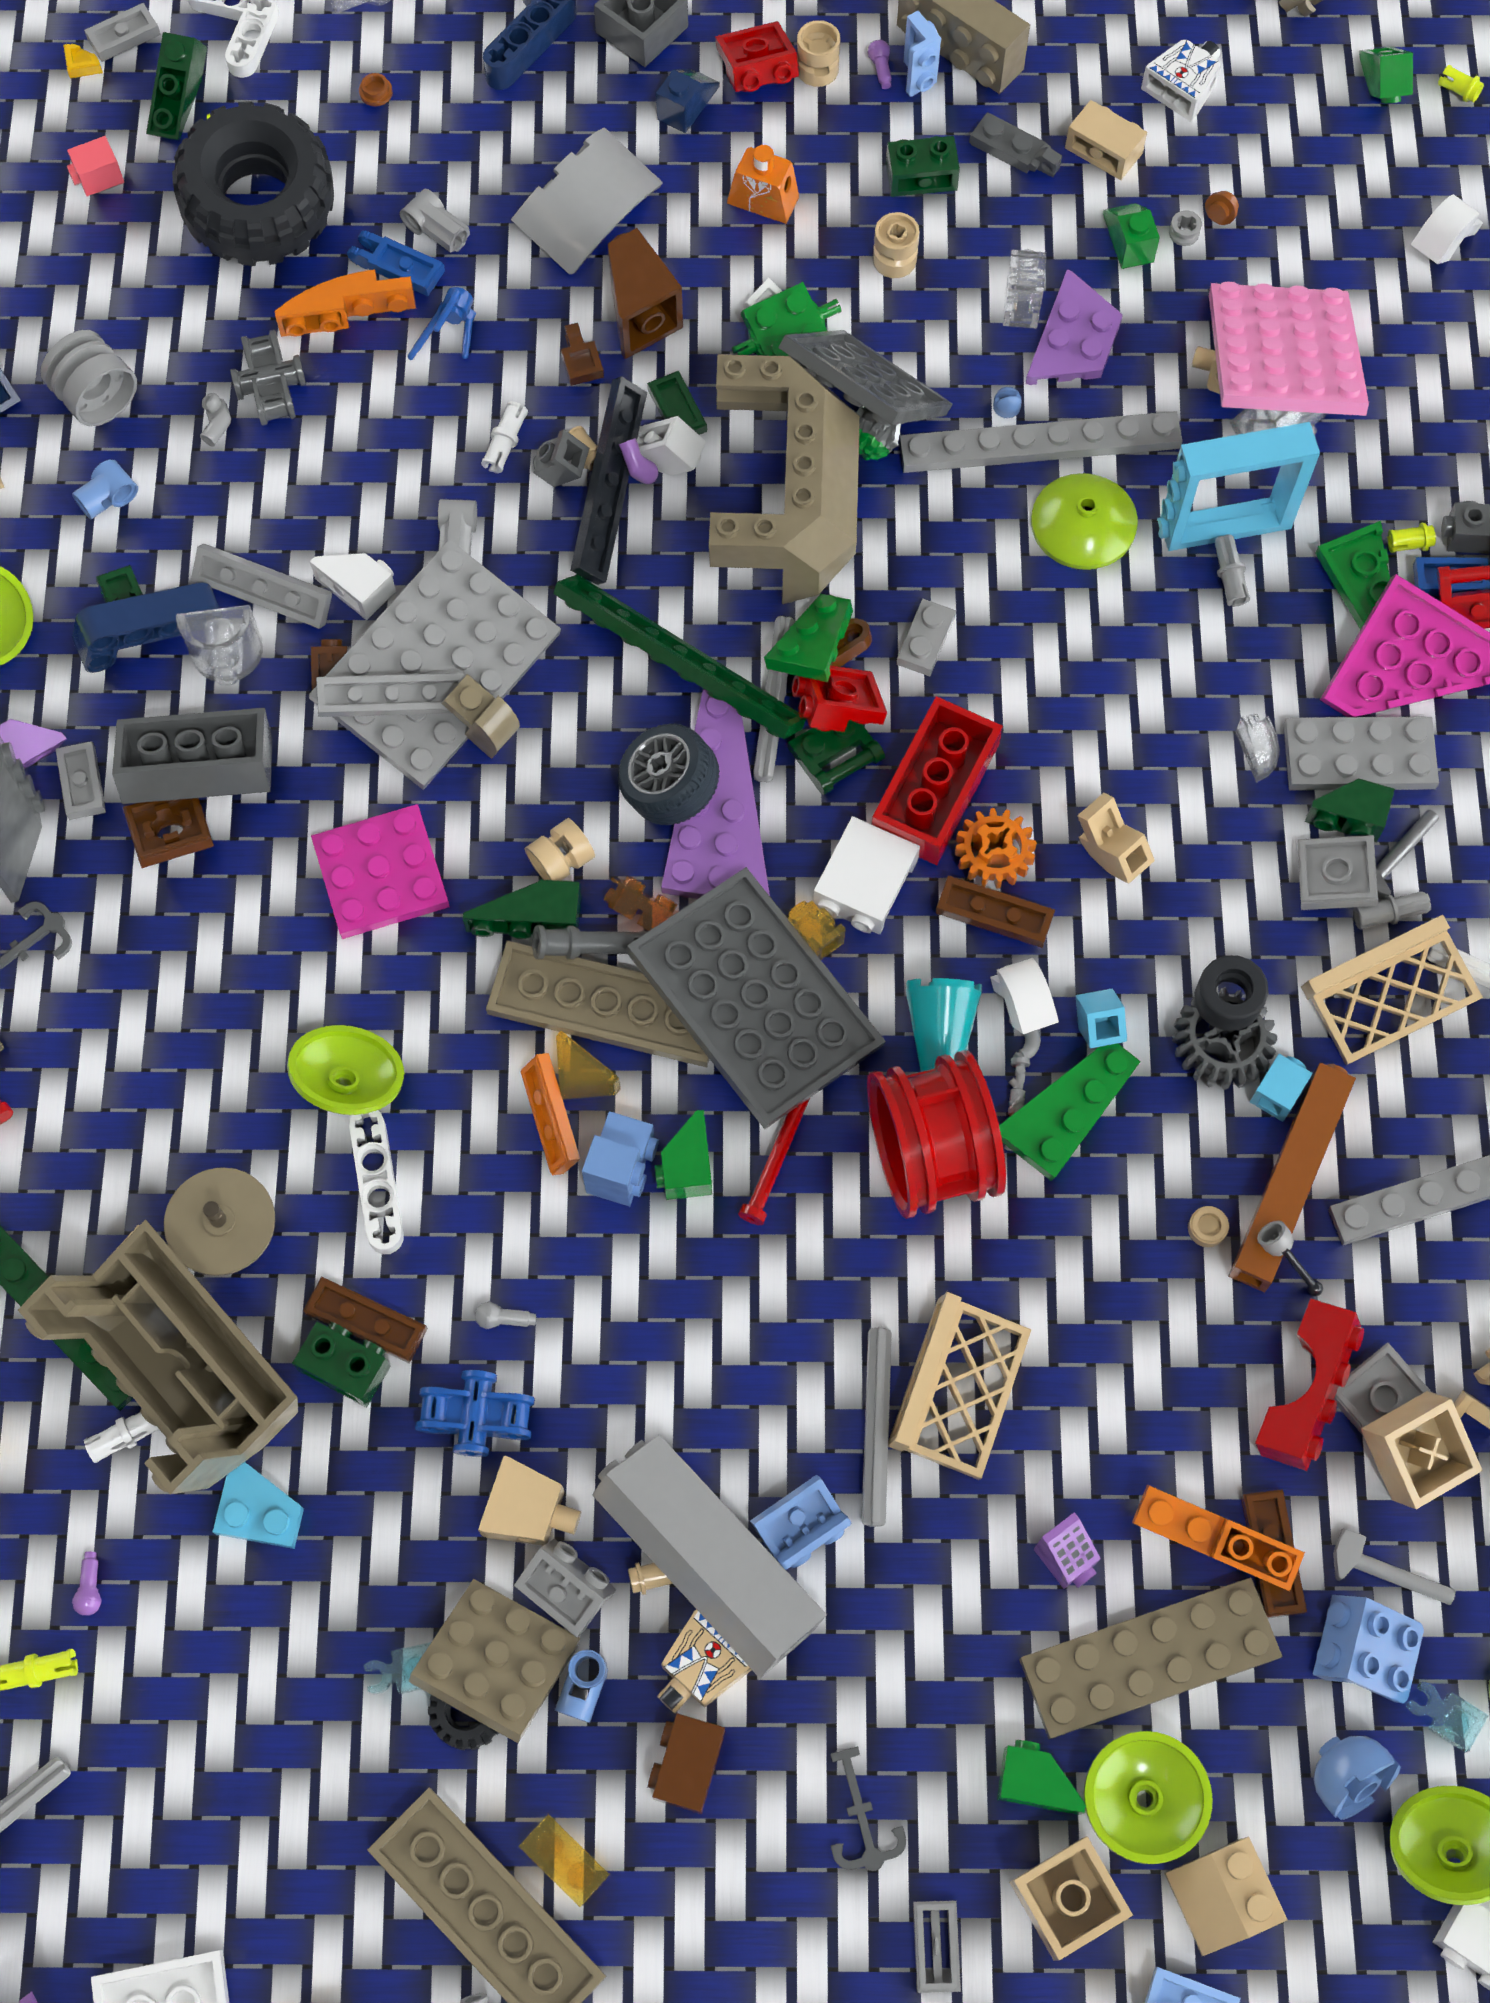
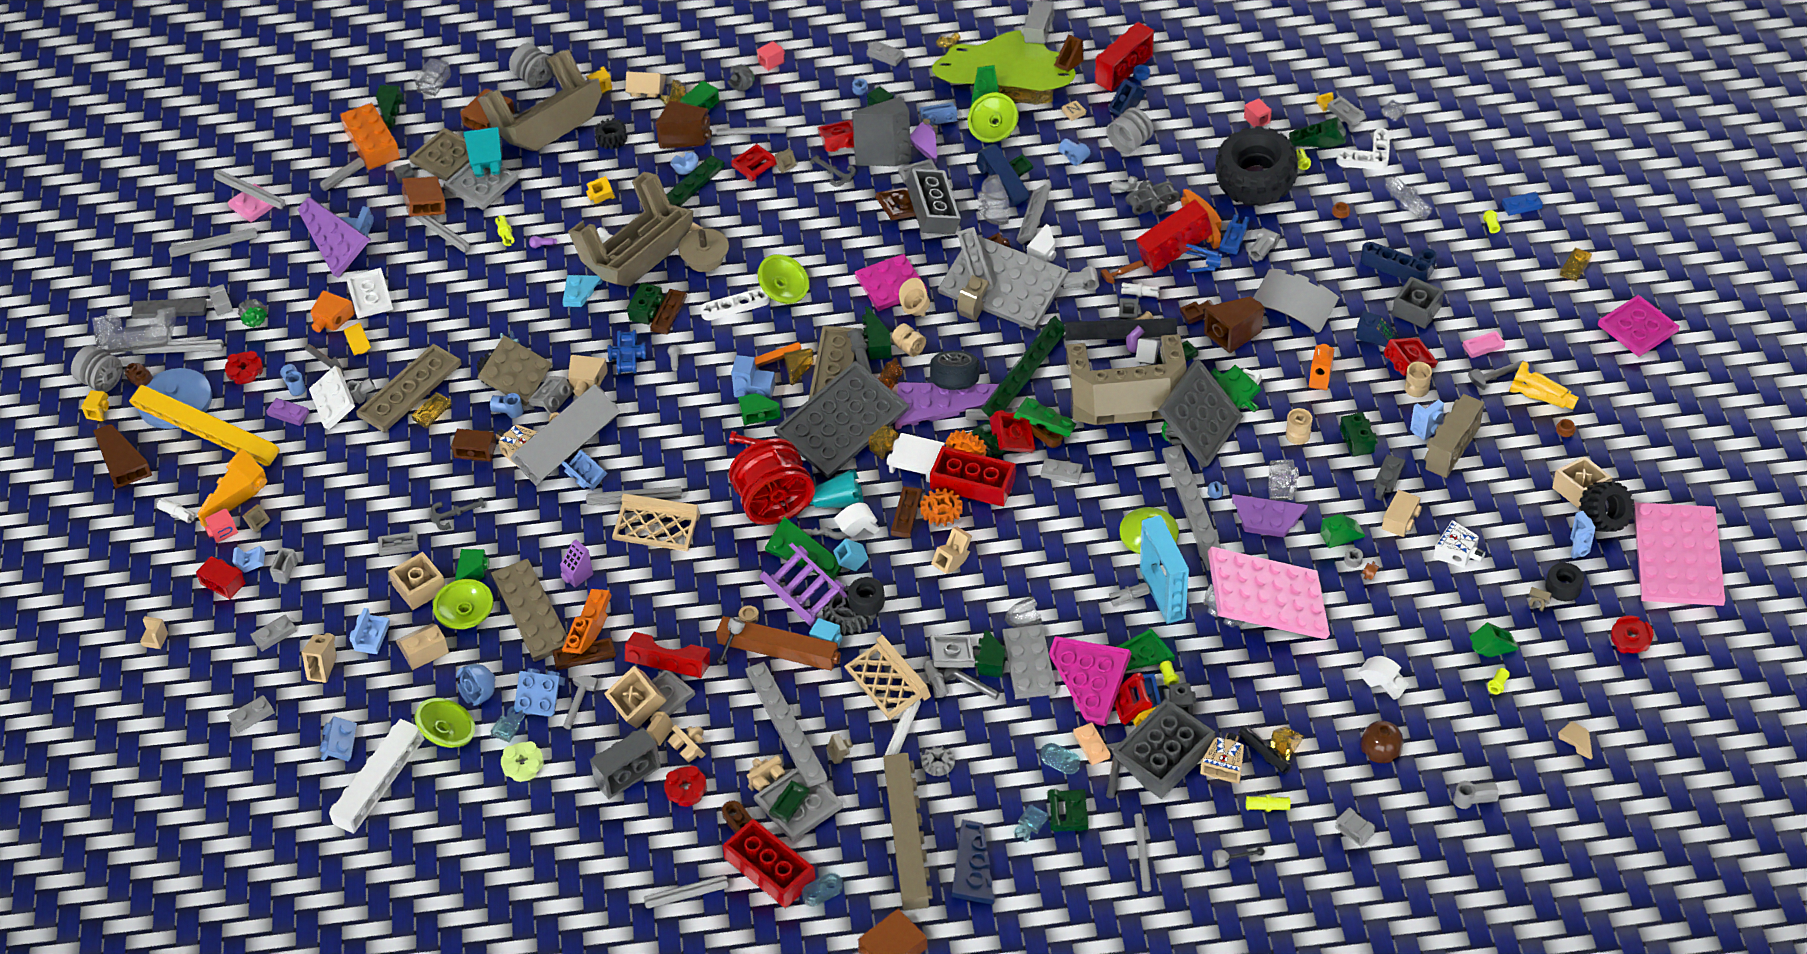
camera: 85 degrees right, 20 degrees down
(410, 343) = (1169, 237): none -> red brick
(450, 826) = (914, 297): none -> tan piece
(452, 486) = (1123, 270): none -> dark orange piece
(871, 779) = (966, 442): none -> orange gear
(1209, 1128) = (786, 591): none -> medium lavender fence

